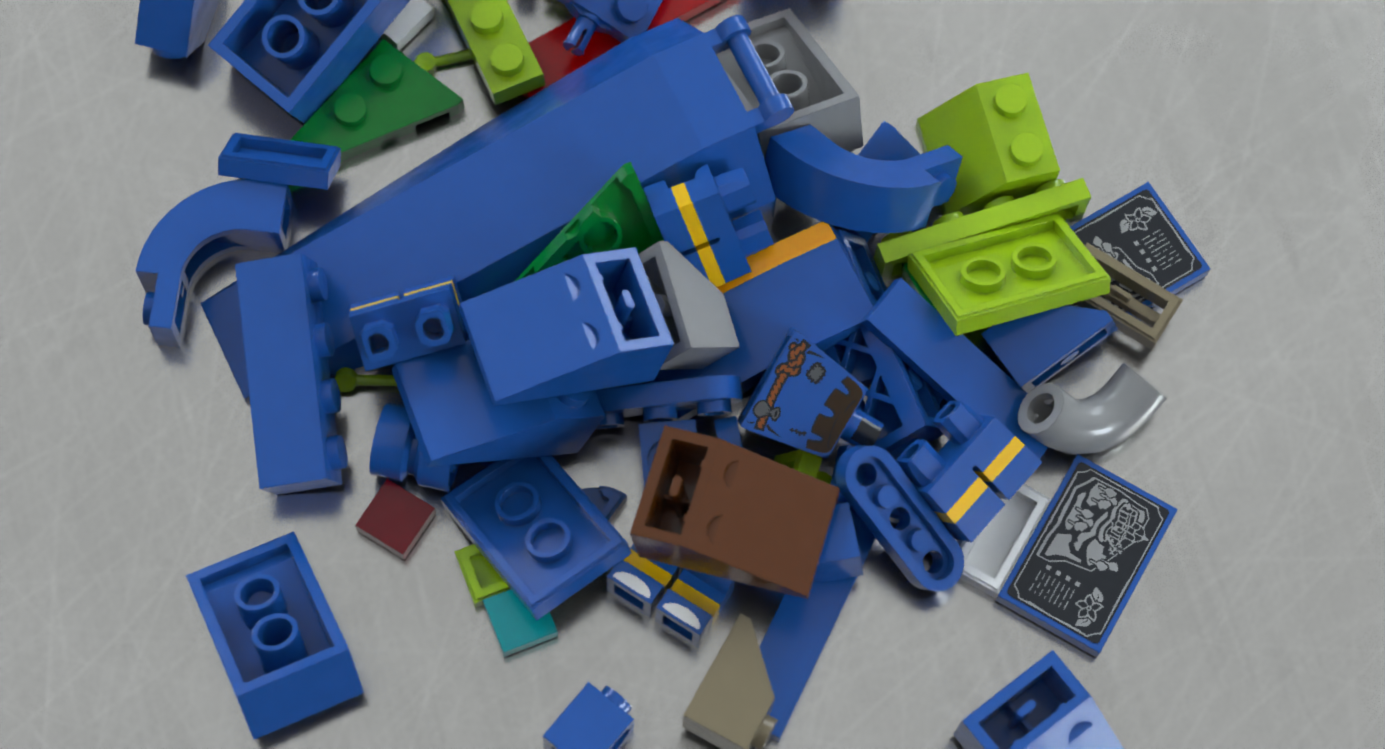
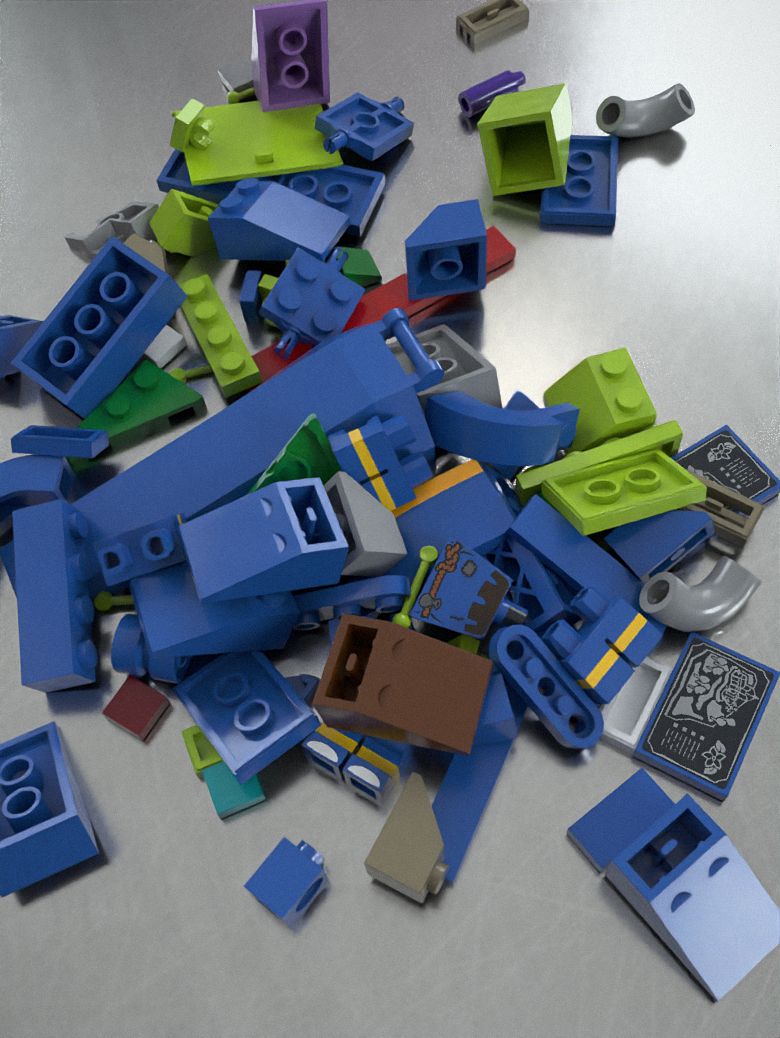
camera: 10 degrees right, 10 degrees down
(763, 349) = (428, 557): none -> lime hinge
(975, 673) = (619, 819): none -> blue tile

